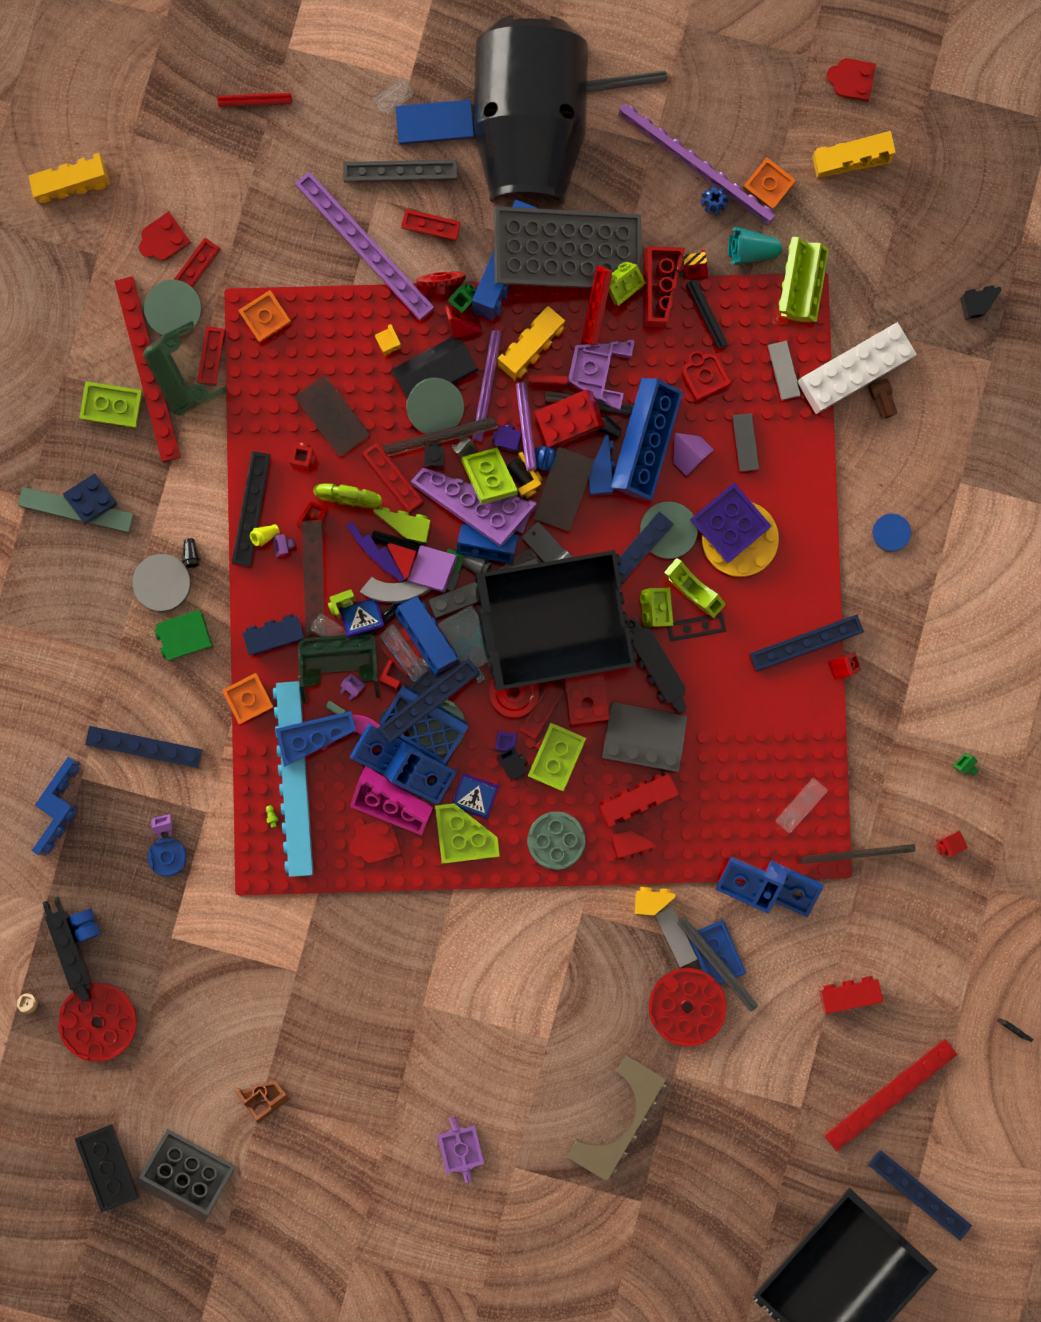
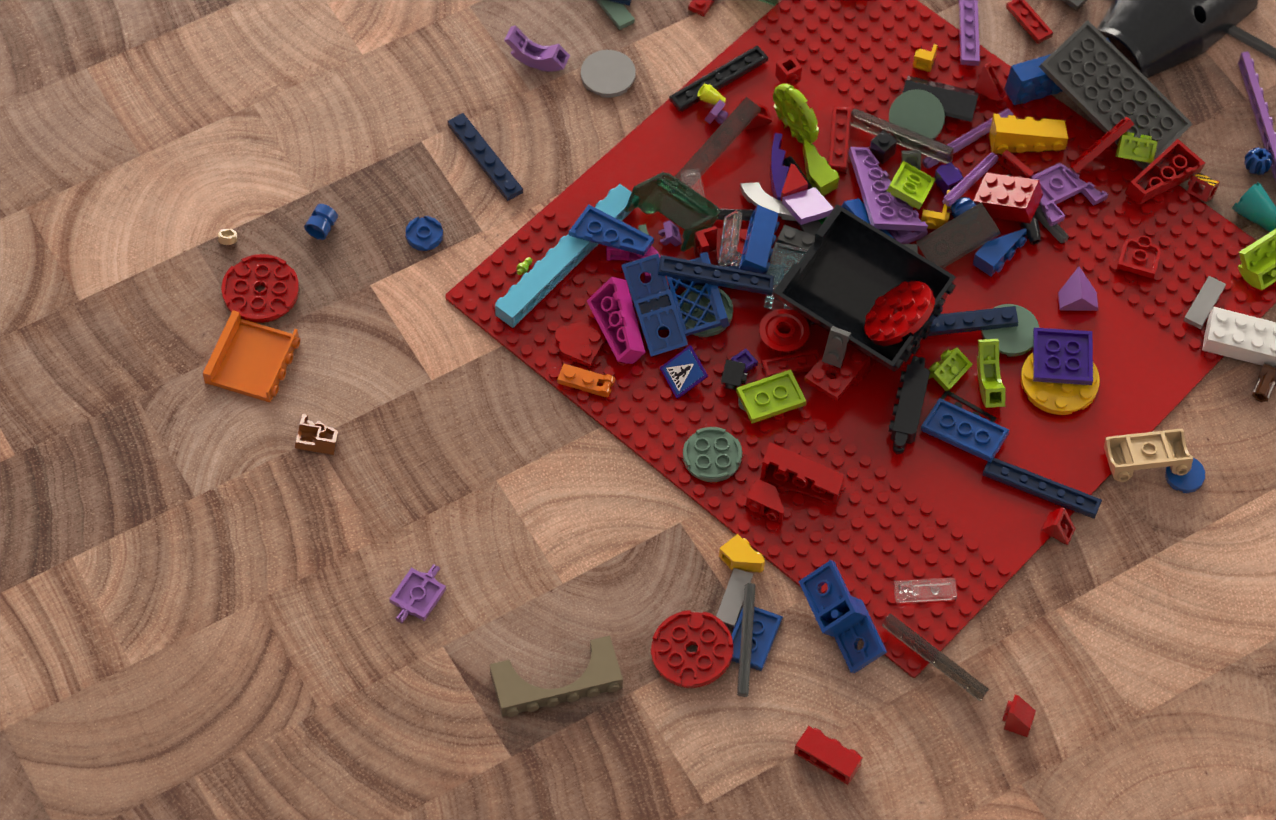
camera: 45 degrees right, 25 degrees down
(56, 806) = (383, 141): blue bracket -> none
(68, 950) = (292, 226): black hinge -> none
(92, 621) = (534, 55): none -> medium lavender arch
(106, 1168) = (159, 382): black plate -> none
(151, 1083) = (250, 358): none -> orange panel
(162, 824) = (444, 209): medium lavender tile -> none
(183, 635) = (588, 111): green panel -> none
(185, 1175) = (205, 434): dark grey slope -> none
(190, 554) = (646, 72): black cone -> none
(247, 698) = (589, 182): orange plate -> none
(273, 635) = (648, 158): dark blue brick -> none
(332, 416) = (836, 70): clear smoke tile -> none
(342, 599) = (721, 173): lime bracket -> none
(361, 617) = (724, 197): piece -> none
(409, 868) = (585, 380): none -> orange plate
(441, 281) = (1001, 50): red gear -> none
(462, 836) = (646, 391): lime plate -> none
(463, 296) = (1003, 67): green brick -> none
(518, 471) = (935, 201): black cone -> none
(578, 686) = (836, 346): none -> dark grey plate
(608, 598) = (899, 313): none -> red plate
(644, 737) = (849, 443): dark grey slope -> none
(646, 439) = (1053, 254): blue brick -> none
(706, 314) = (1180, 222): black axle -> none
(713, 649) = (965, 430): none -> blue tile
(745, 442) = (1127, 323): dark grey tile -> none
(858, 547) = (1147, 451): none -> tan piece
(966, 765) = (1087, 676): green tile -> none

